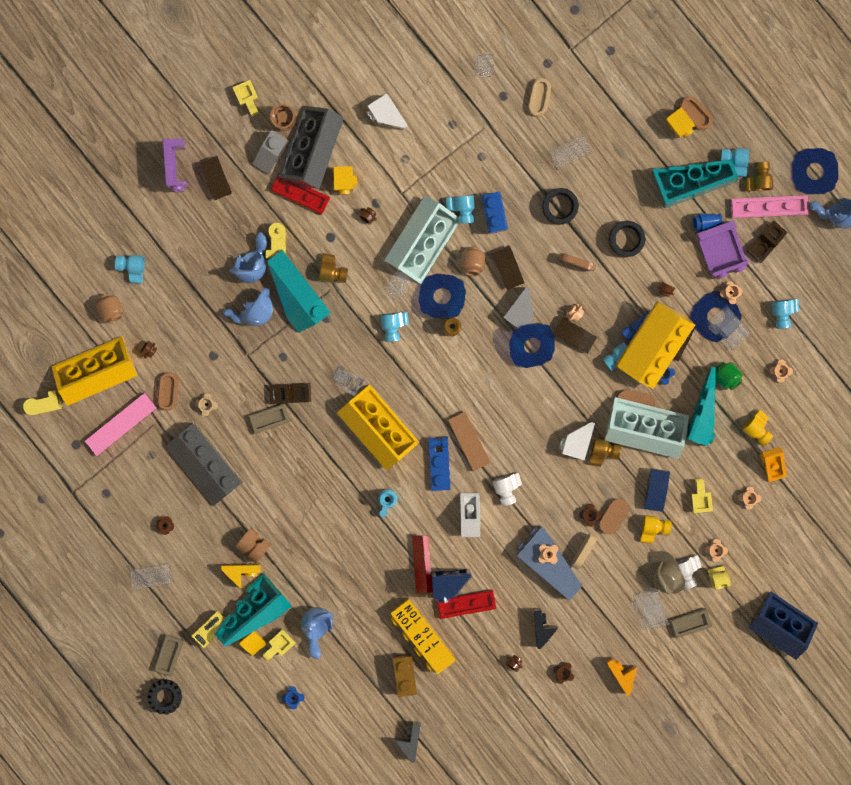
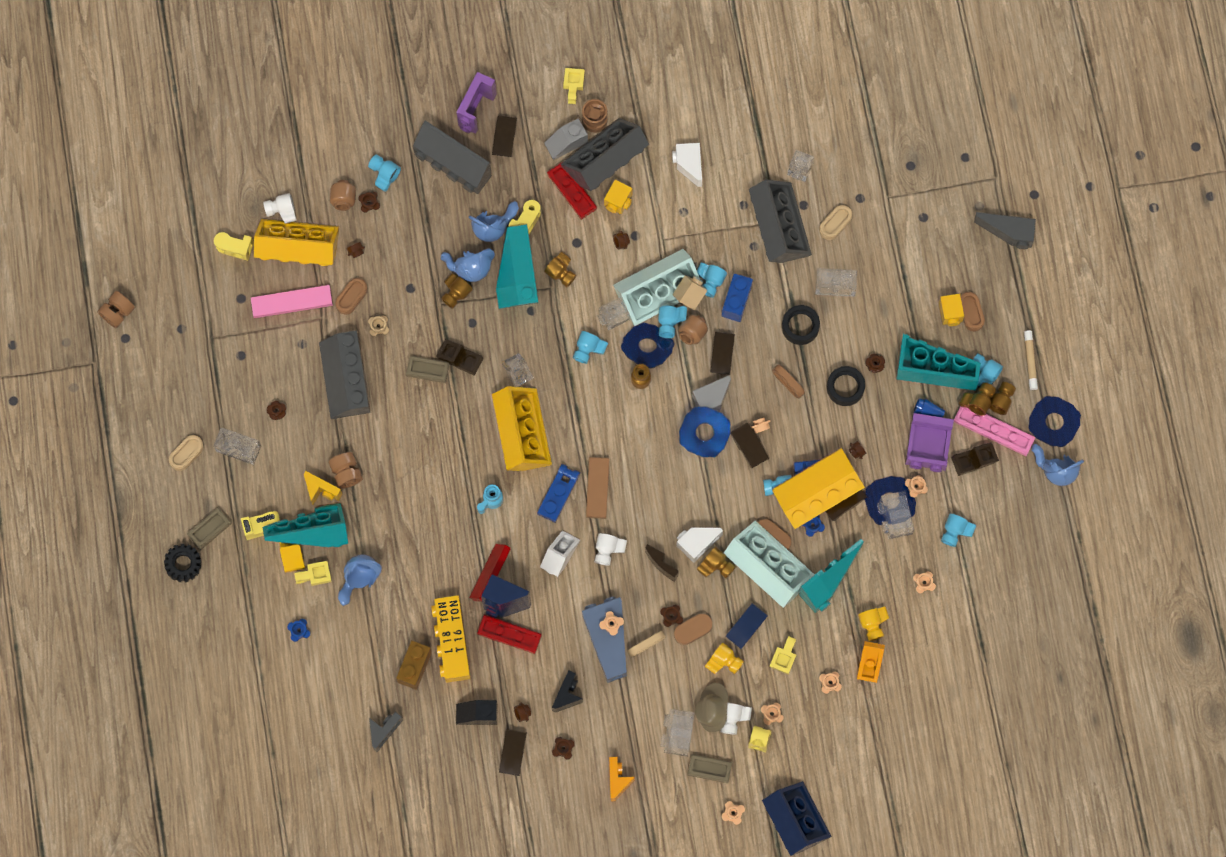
camera: 30 degrees right, 15 degrees down
(63, 345) = (282, 205): none -> white piece
(111, 602) = (186, 453): none -> tan tile
(129, 300) = (364, 198): none -> reddish brown plate
(184, 225) = (452, 158): none -> dark grey slope
(255, 336) = (458, 290): none -> pearl gold piece
(446, 263) = (669, 317): none -> medium azure piece
(452, 231) = (690, 291): none -> tan brick
(478, 684) = (477, 712): none -> black slope
(492, 124) = (779, 221): none -> dark grey slope
(525, 700) = (513, 752): none -> dark brown slope
(552, 474) = (657, 558): none -> dark brown slope
(640, 209) = (875, 368): none -> reddish brown plate
(692, 22) = (1011, 229): none -> dark grey slope
(728, 376) = (872, 558): green head -> none
(729, 644) = (727, 816): none -> light nougat plate
(747, 192) = (979, 402): none -> pearl gold piece
(767, 128) = (1030, 360): none -> tan bar

